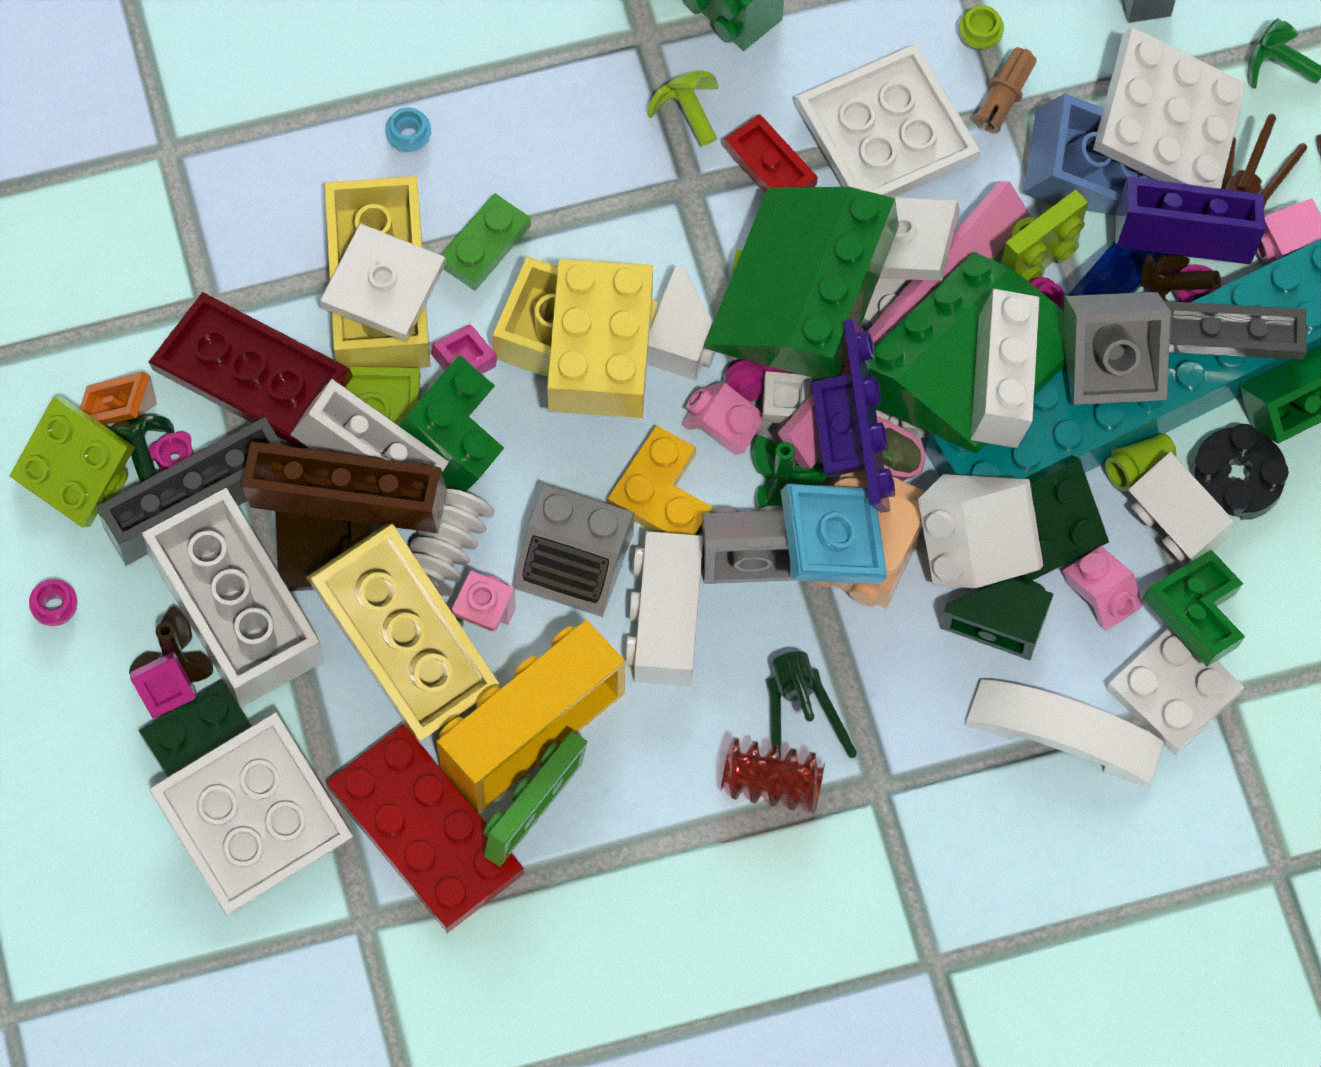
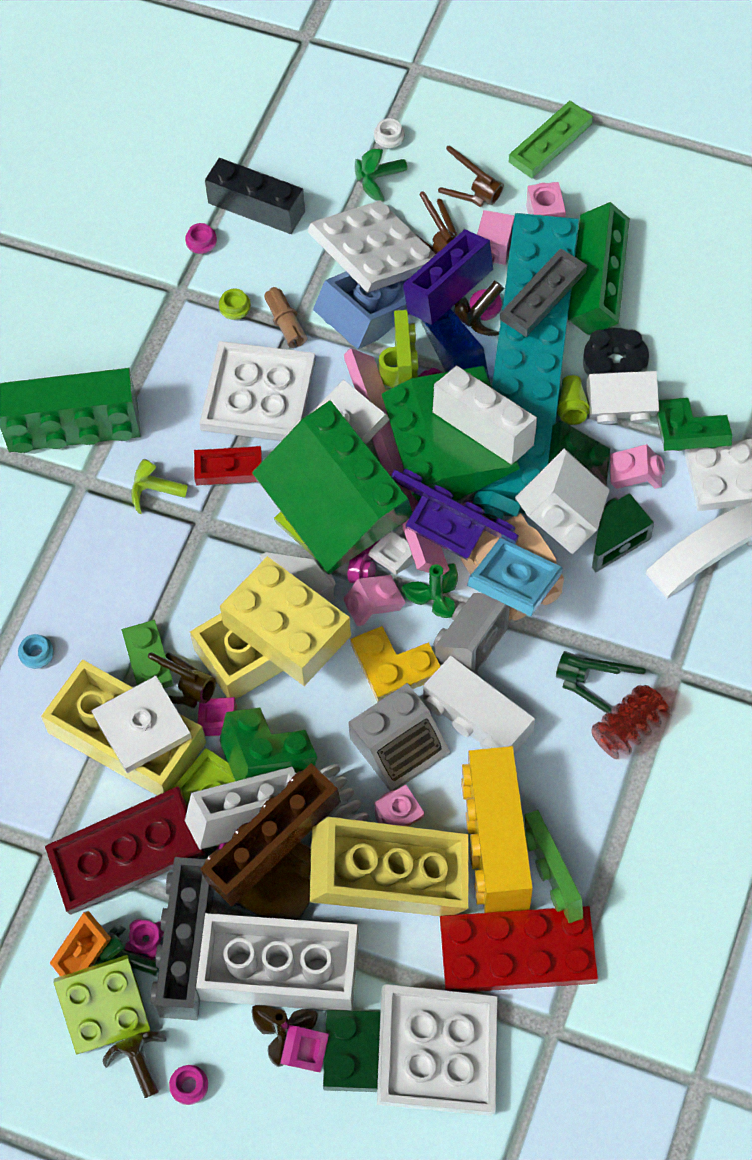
camera: 50 degrees left, 5 degrees down
(48, 524) = (133, 1049): none -> dark brown plant
(478, 307) = (193, 683): none -> dark brown plant
(923, 461) = (496, 505): none -> teal plate
(1116, 347) = (509, 353): light grey slope -> none

